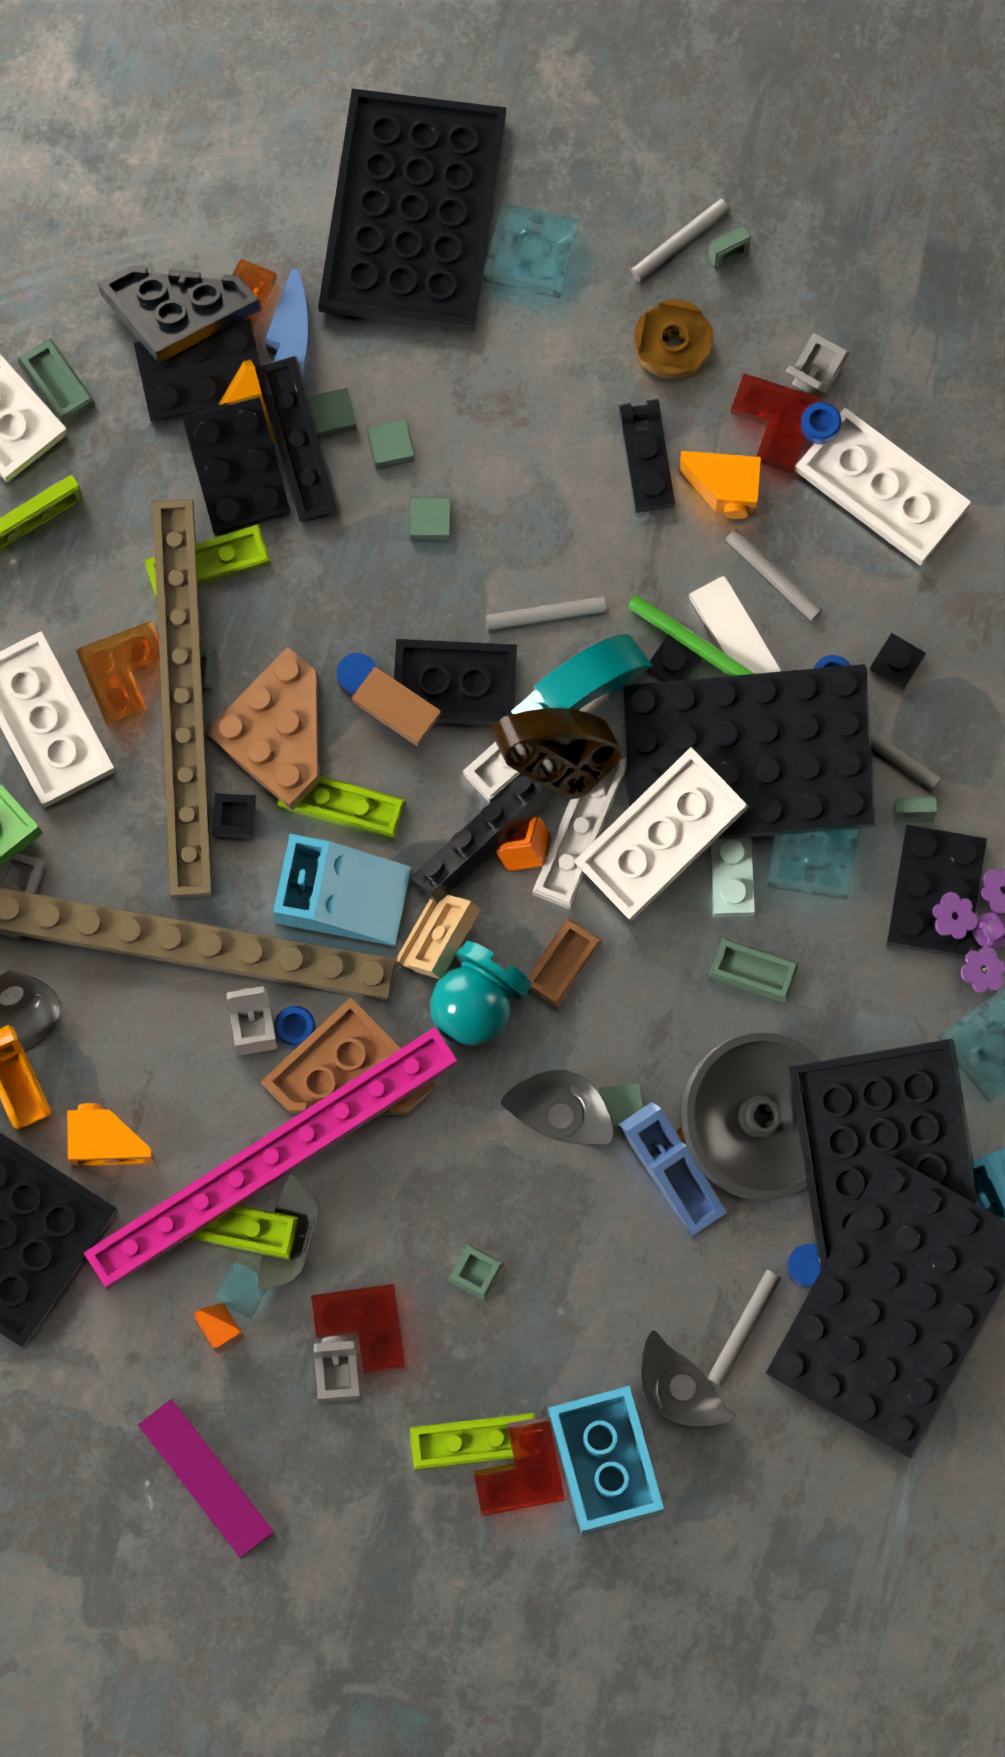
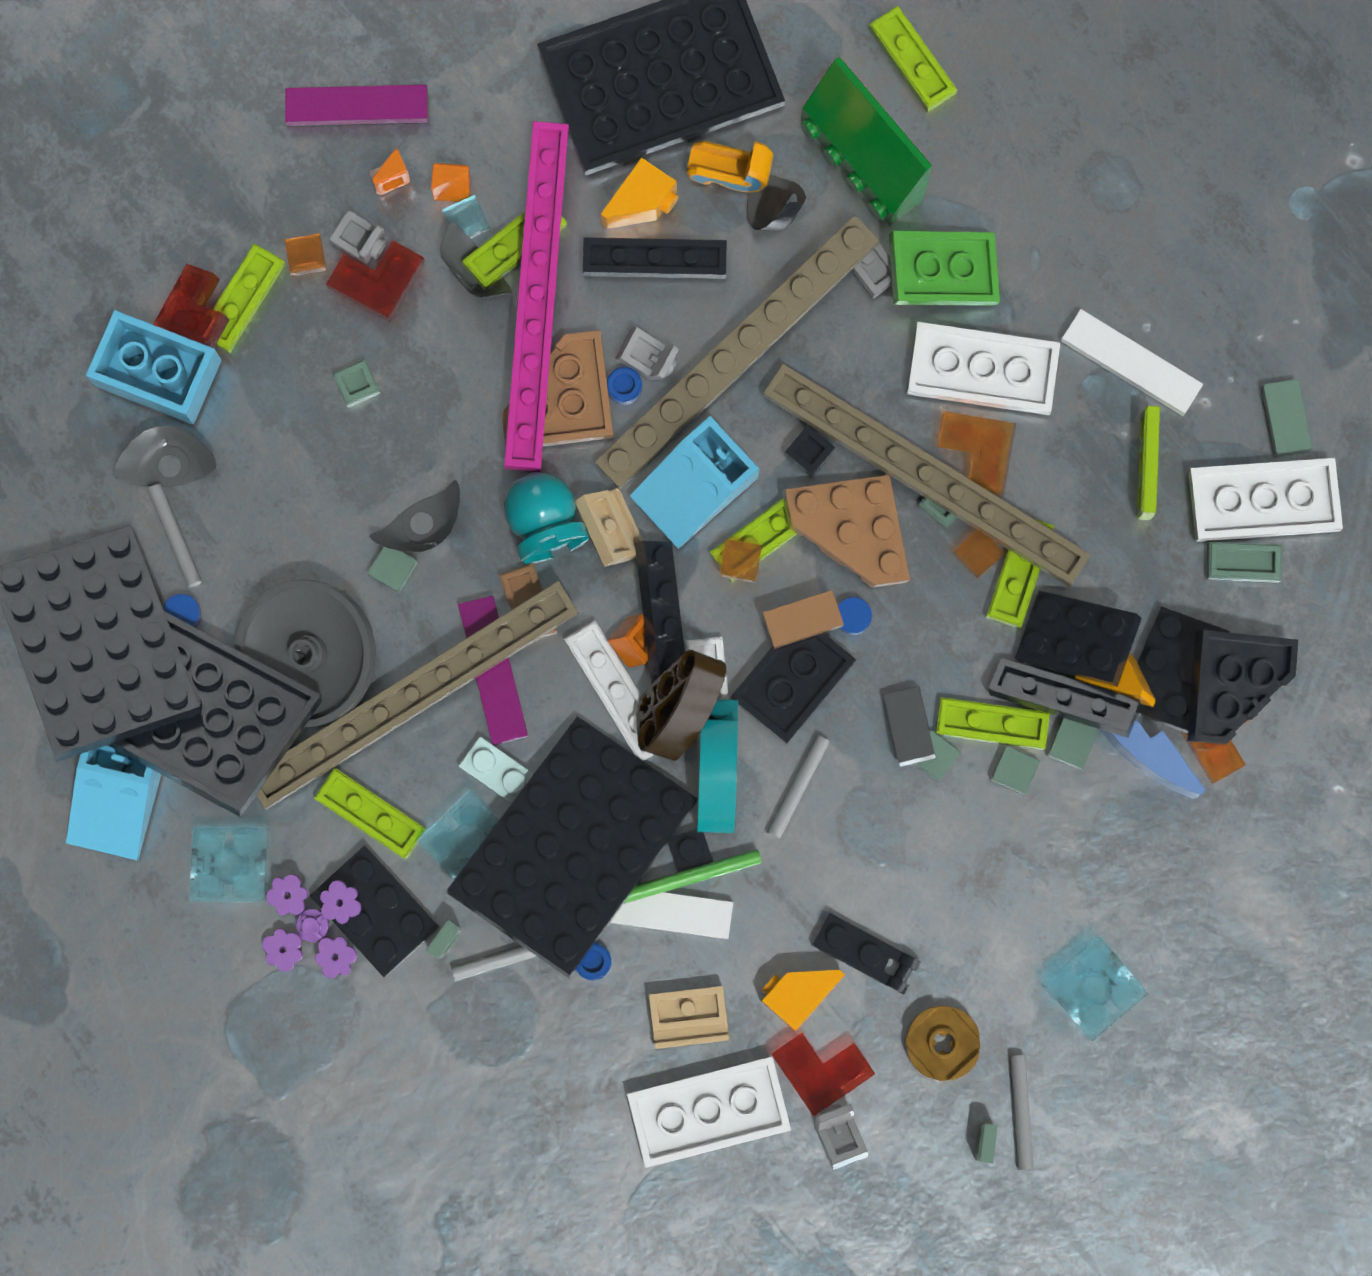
camera: 125 degrees right, 5 degrees up
(153, 1085) = (654, 258): none -> black plate
(218, 607) = (978, 553): none -> clear orange tile
(252, 1393) = (390, 175): none -> orange slope
(364, 492) = (992, 723): none -> lime tile
(383, 800) = (740, 561): none -> clear orange tile
(388, 1414) = (305, 255): none -> clear orange tile
(412, 210) = (1194, 924): black plate -> none
(421, 554) = (909, 726): none -> dark grey tile
(645, 948) = (496, 685): none -> magenta tile
(661, 834) = (560, 735): white plate -> none
(672, 1168) = (336, 566): medium blue slope -> none
(701, 985) = (417, 692): none -> dark tan plate
(753, 970) = (419, 735): sand green tile -> none
(774, 575) = (702, 978): light grey bar -> none
(816, 559) = (689, 1017): none -> tan plate
(821, 423) = (790, 1100): blue tile -> none
(855, 960) = (370, 813): none -> lime tile
(897, 661) = (567, 1018): black plate -> none

